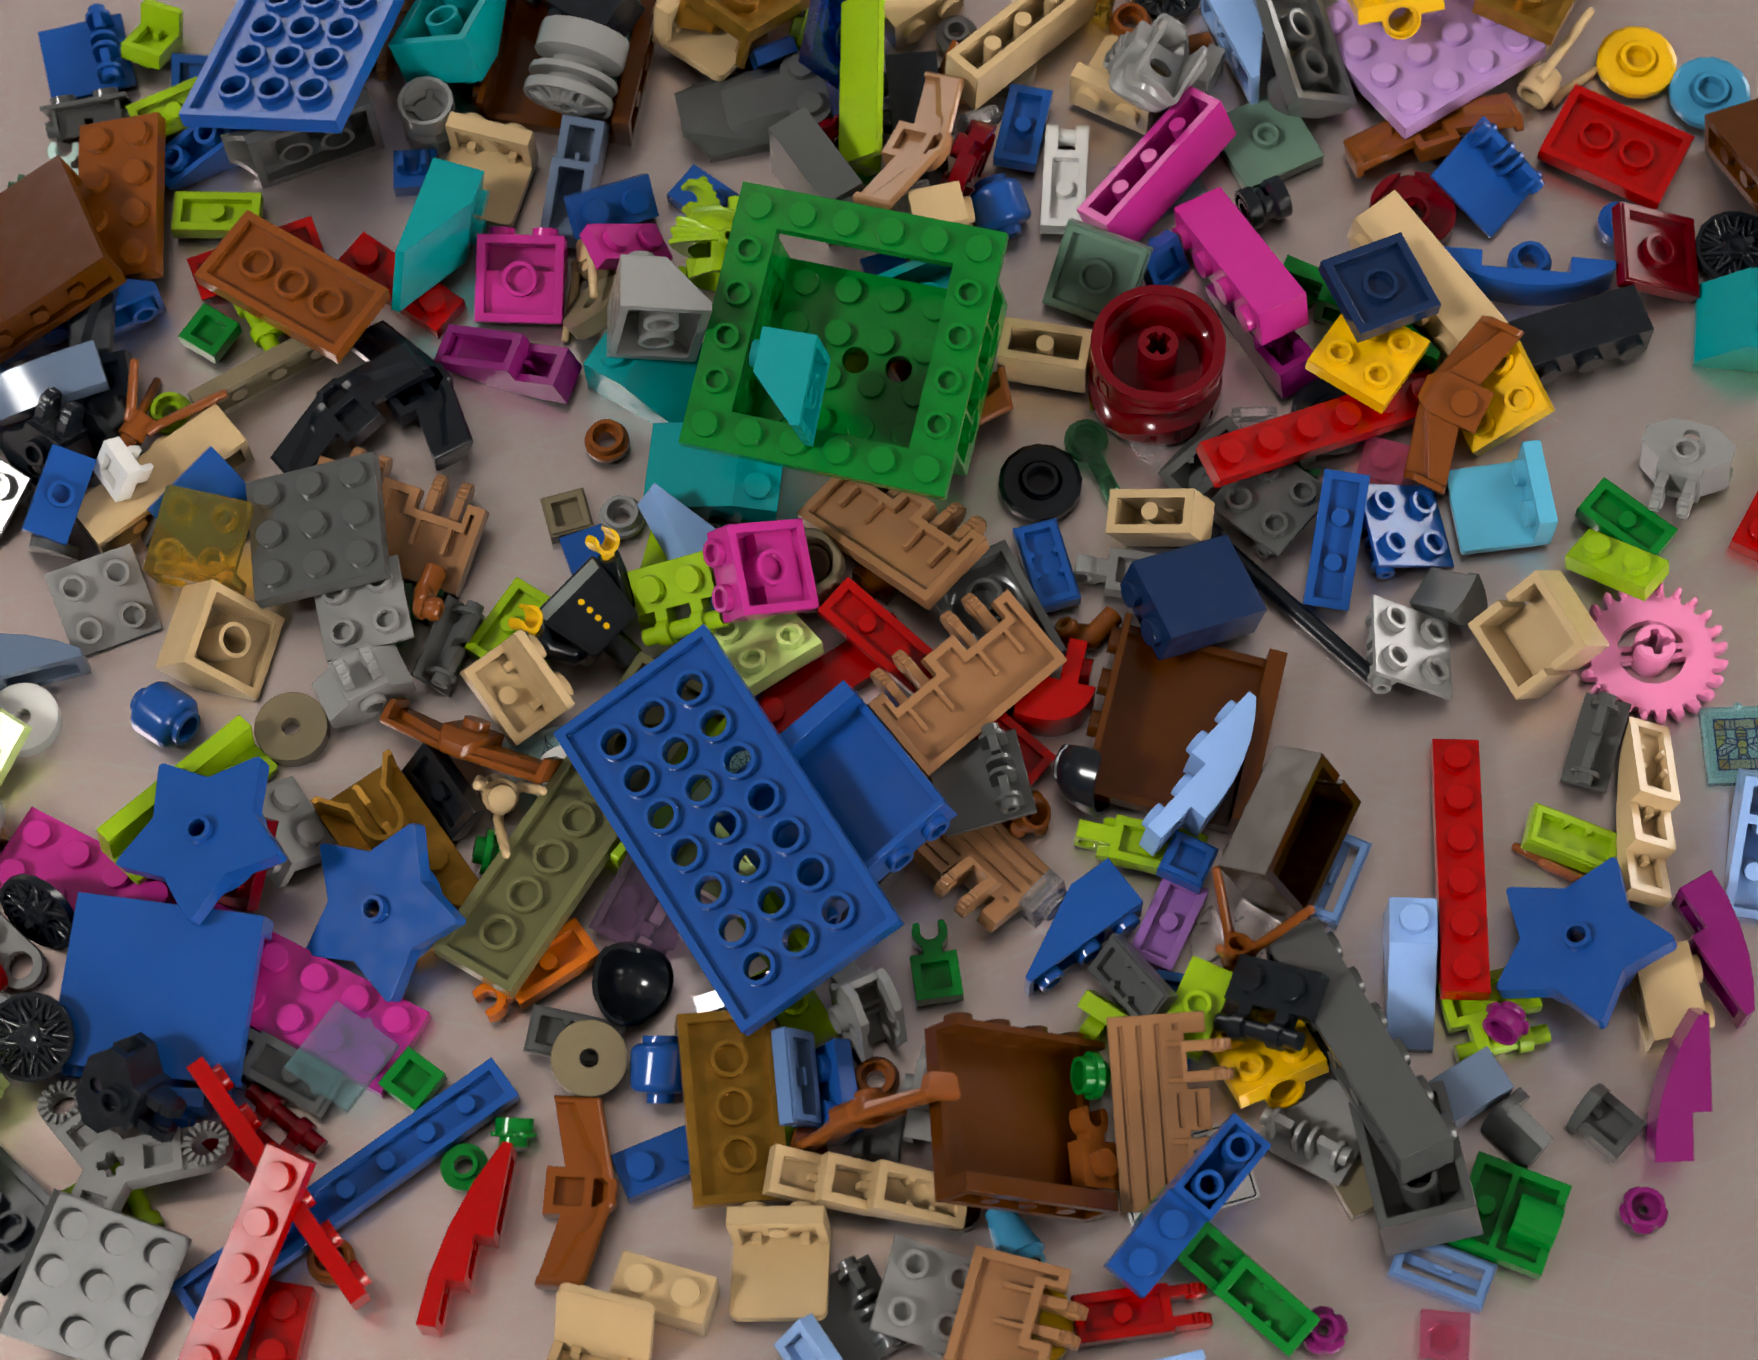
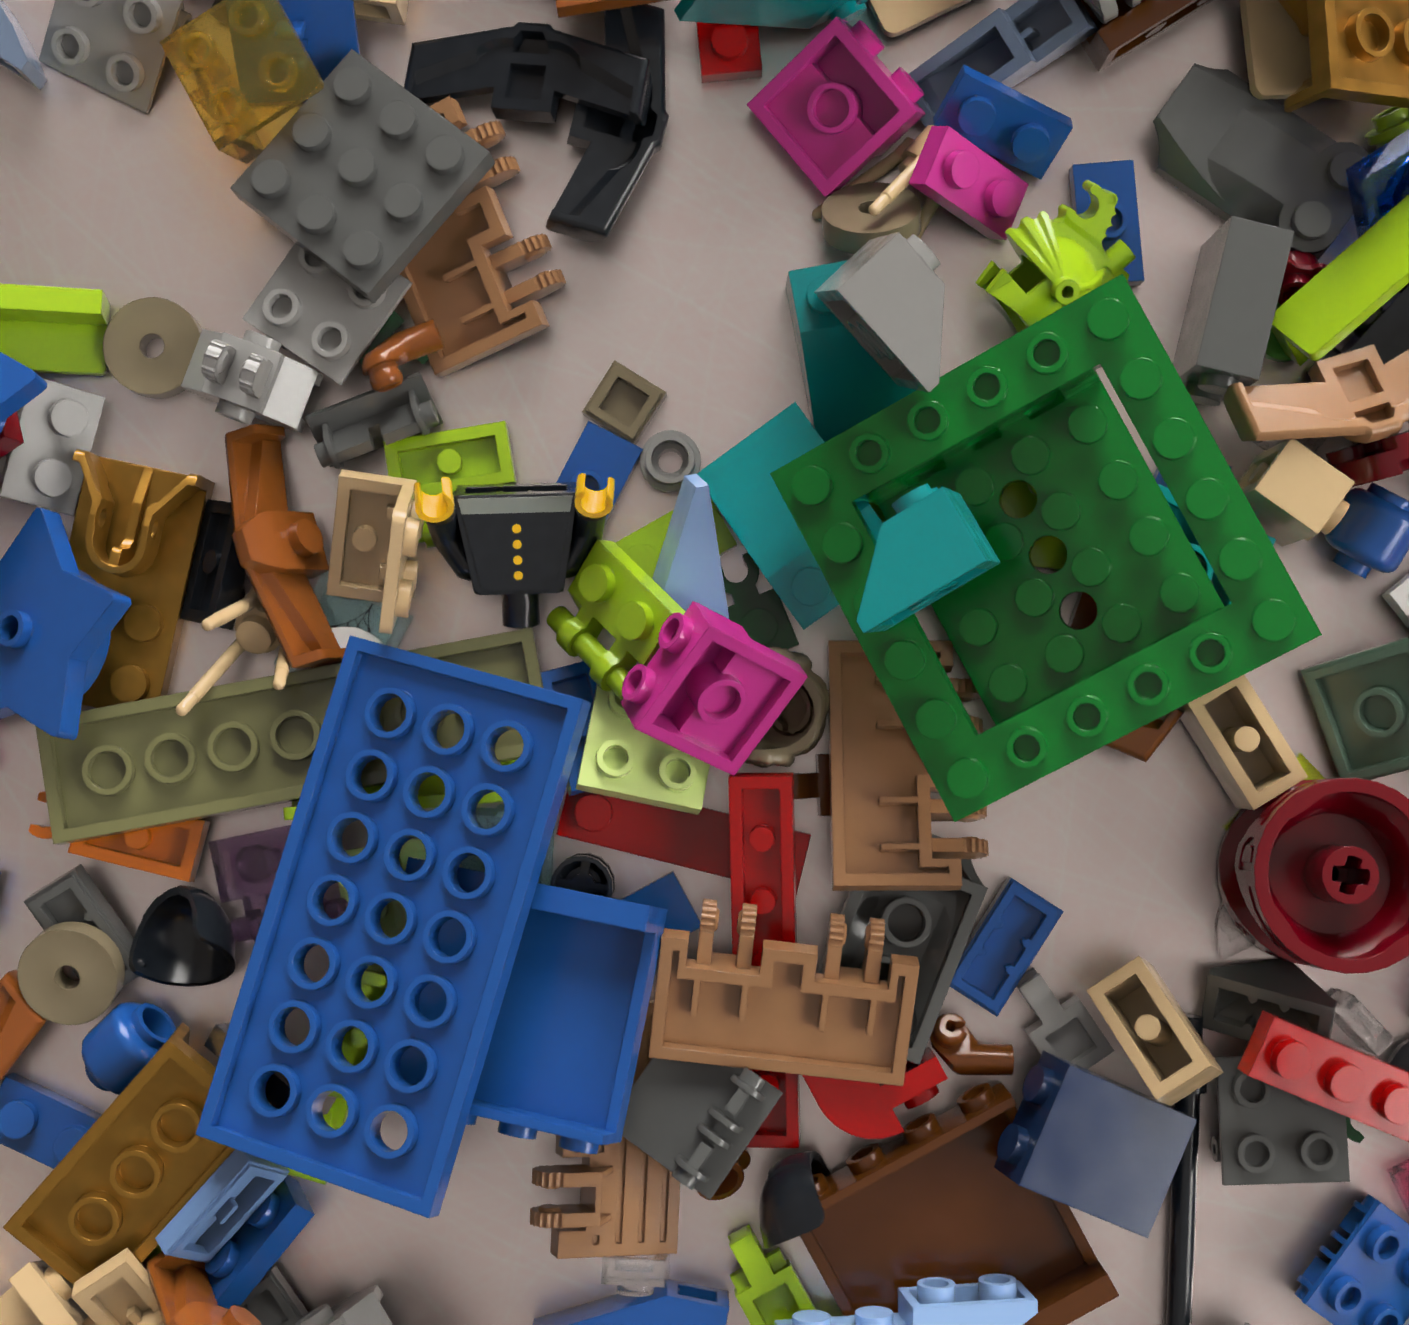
camera: 45 degrees right, 20 degrees up
(164, 715) = (46, 211): blue head -> none
(219, 641) = (170, 190): tan slope -> none
(485, 850) = (193, 665): green plate -> none
(509, 362) = (733, 183): magenta slope -> none
(604, 430) = (743, 348): dark orange plate -> none
(772, 52) = (1340, 121): blue tile -> none
(866, 1010) = (355, 1211): light grey hinge -> none
(878, 1066) = (304, 1280): dark orange plate -> none
(935, 971) = (470, 1222): green plate -> none
(1040, 482) = (1091, 853): black wheel -> none
(1087, 443) = (1180, 864): clear green plate -> none
(1336, 539) = (1296, 1231): blue plate -> none

